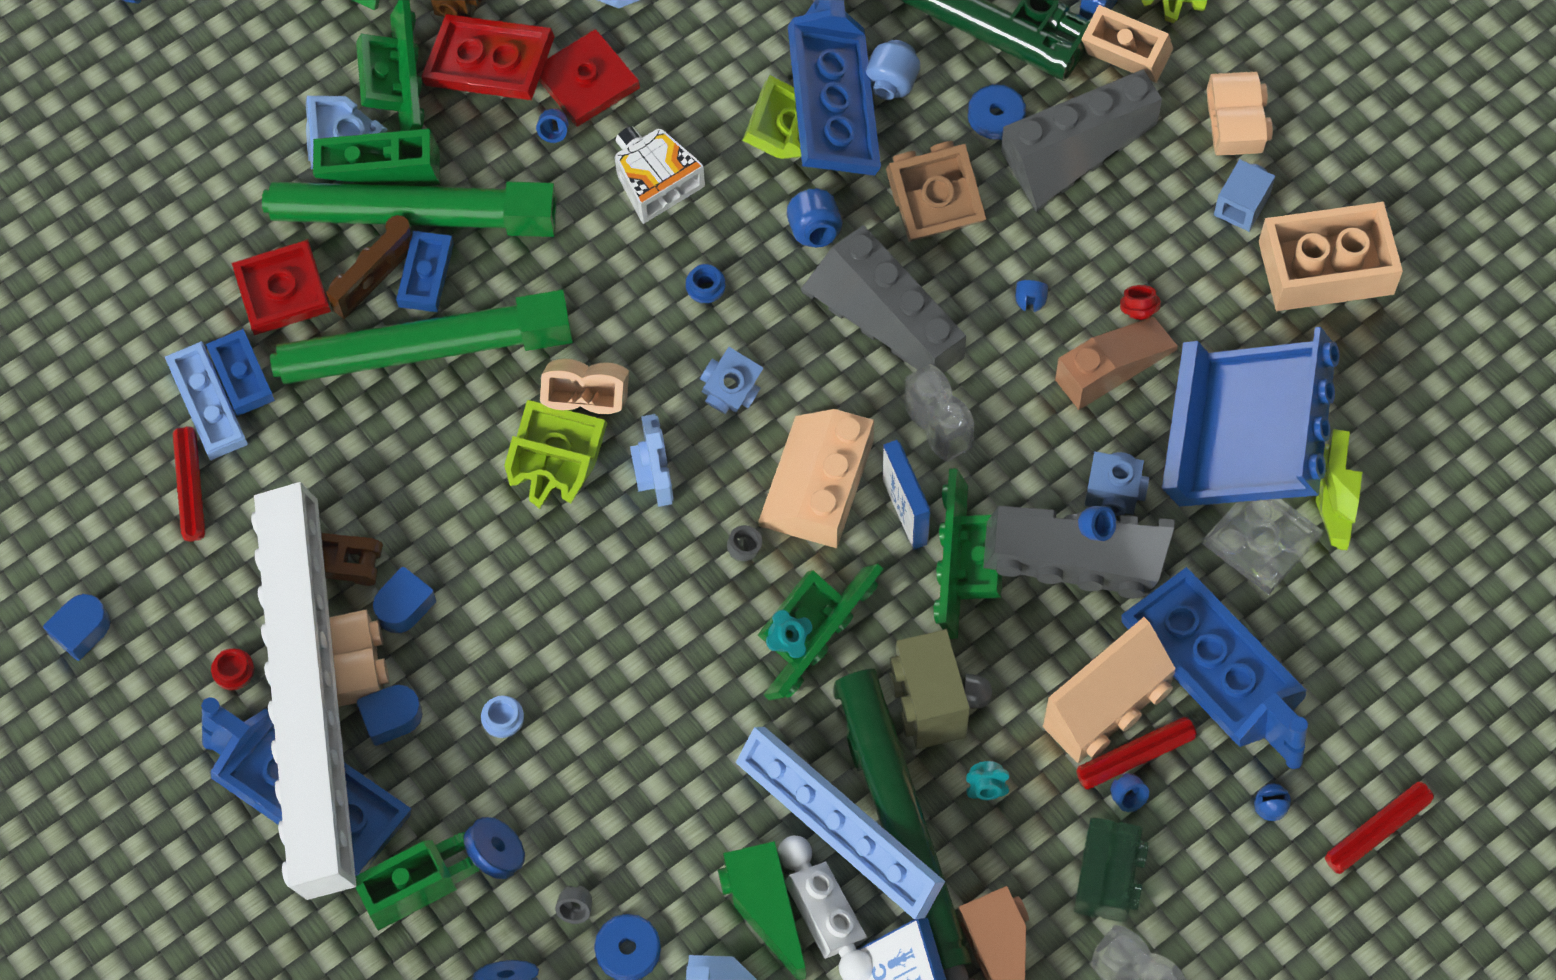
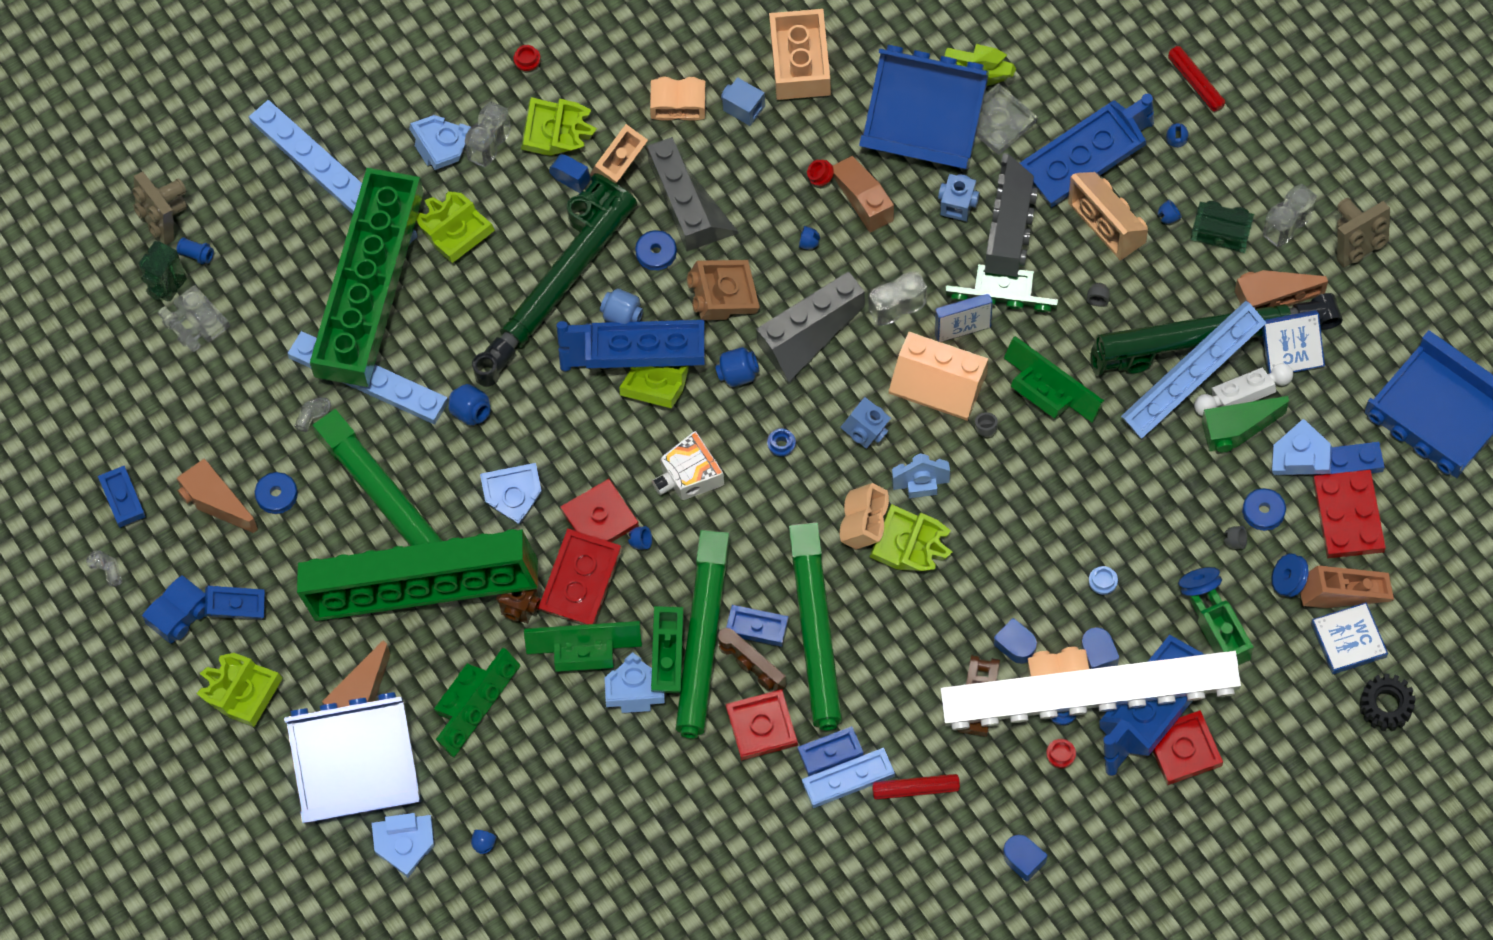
camera: 85 degrees left, 0 degrees up
(231, 840) = (1187, 749): none -> red plate
(777, 636) = (1060, 395): teal plate -> none
(929, 690) = (1102, 310): olive brick -> none
(987, 781) = (1161, 290): teal plate -> none
(1097, 523) = (1008, 194): blue hinge -> none
(1136, 752) = (1142, 206): red axle -> none

